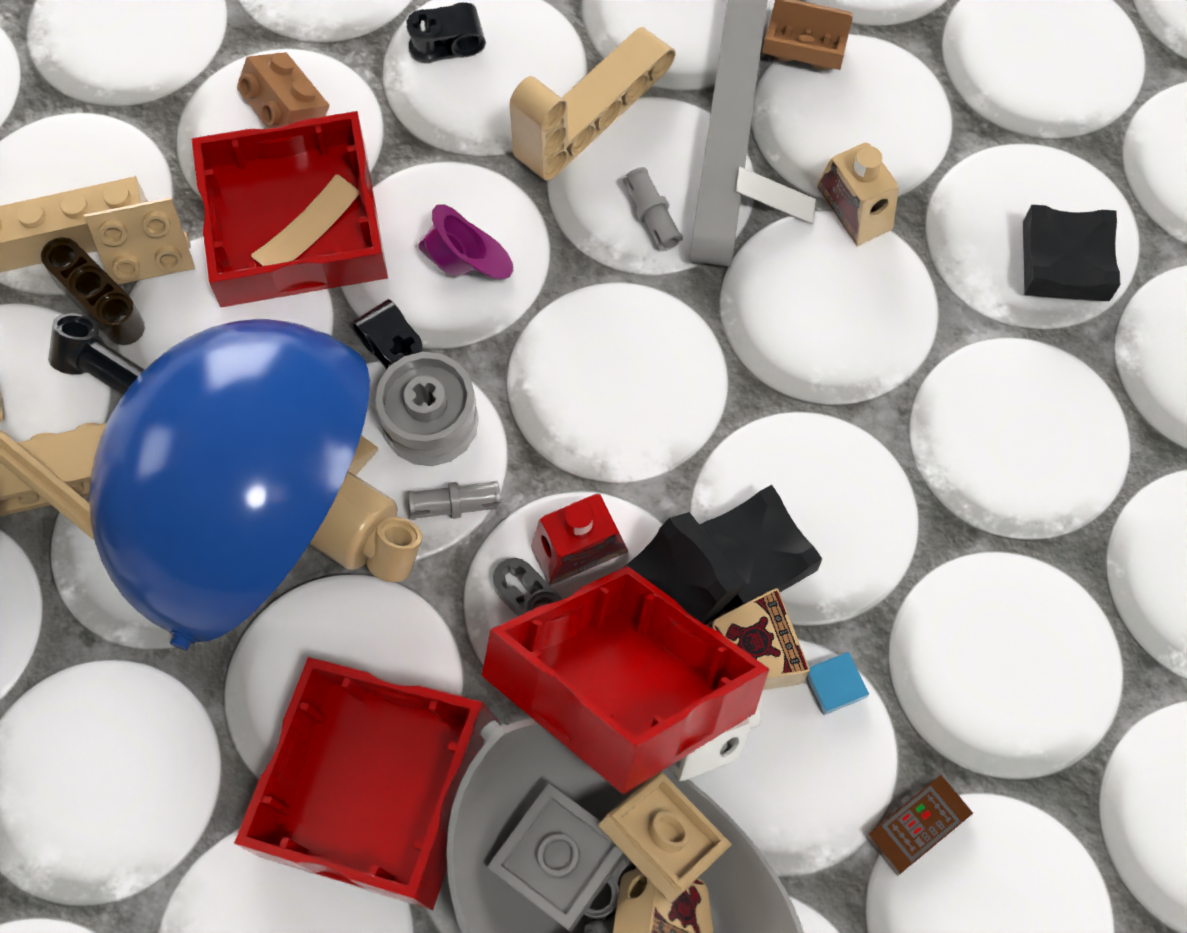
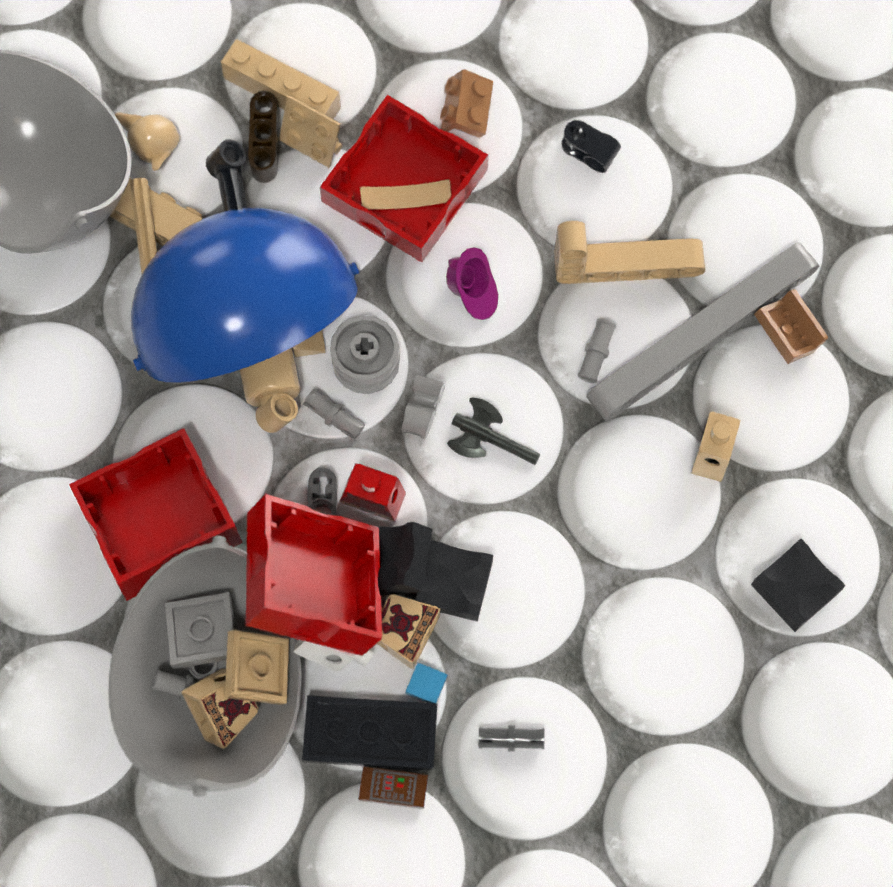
camera: 45 degrees right, 5 degrees up
(387, 333) = (386, 297): black piece -> none
(540, 413) = (422, 409): none -> light grey leg
(616, 384) = (478, 430): none -> pearl dark grey piece
(775, 195) = (670, 404): white sticker -> none
(836, 791) = (369, 732): none -> black plate
(978, 653) = (511, 738): none -> dark grey pin

